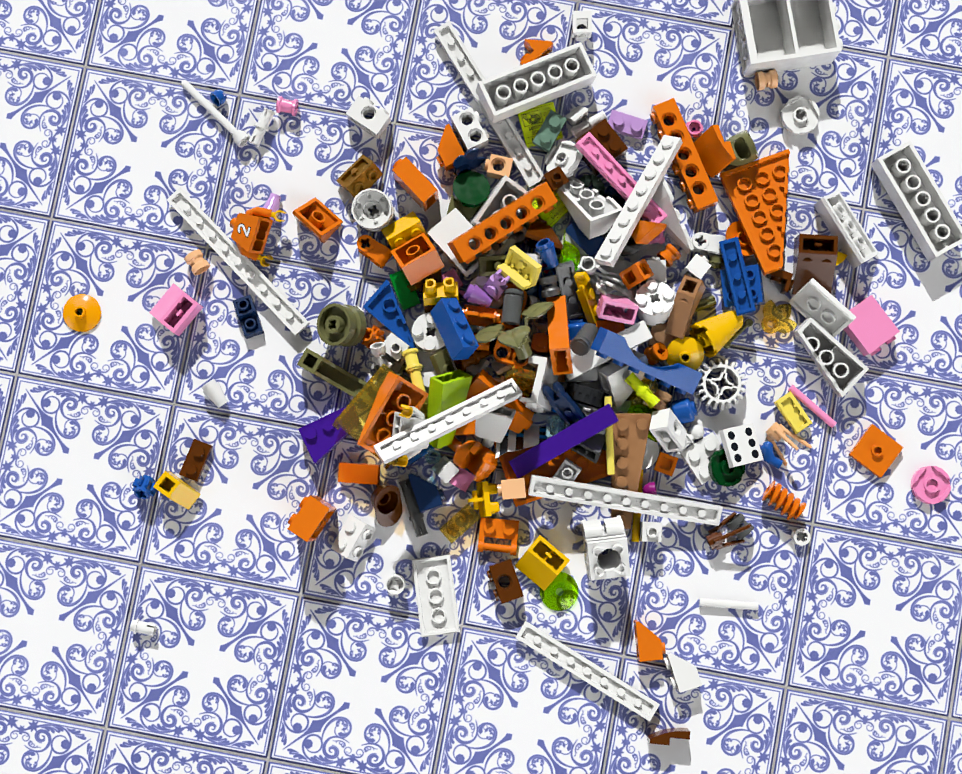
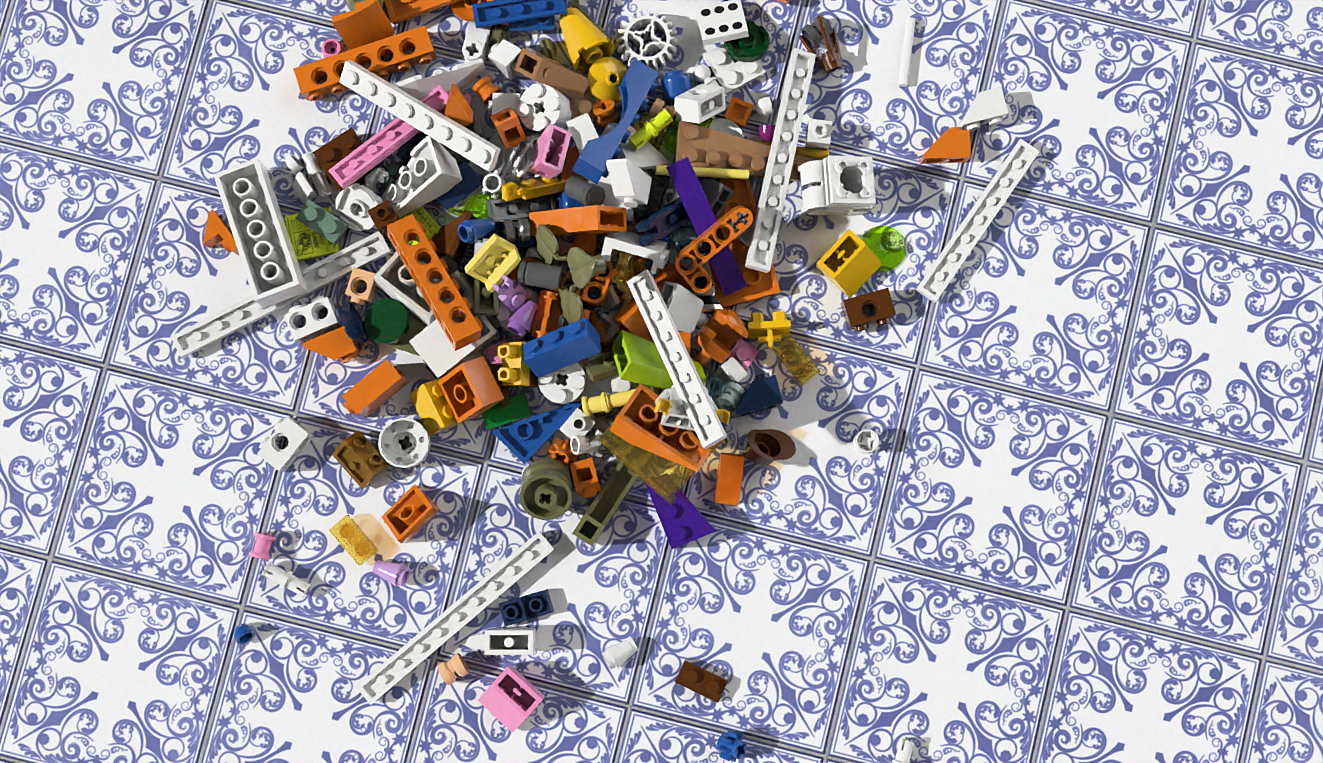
camera: 85 degrees left, 0 degrees up
(176, 490) = (737, 704): yellow slope -> none
(219, 301) = (505, 641): none -> white hinge
(240, 137) = (297, 608): white piece -> none
(252, 231) = (419, 595): orange torso -> none
(295, 176) = (353, 540): none -> clear yellow plate
(311, 518) = (783, 536): orange brick -> none
(353, 538) = (807, 490): white bracket -> none
(356, 352) = (585, 478): none -> orange brick
(376, 253) = (458, 443): orange piece -> none
(415, 514) = (774, 415): dark grey pin -> none
(425, 470) = (730, 397): none -> light aqua wheel
(435, 595) = (880, 394): white tile -> none
(498, 529) = (805, 315): orange plate -> none
(512, 489) = (759, 292): light nougat brick -> none
(548, 449) = (716, 245): none -> orange beam
(584, 20) = (184, 173): white brick -> none
(588, 169) = (375, 176): none -> white arm
(592, 374) = (629, 182): none -> white slope
(596, 105) = (293, 164): none -> white hinge
(627, 124) = (320, 128): lavender plate -> none
(663, 736) = (1057, 136): reddish brown slope -> none
(671, 485) = (764, 107): none -> white hinge

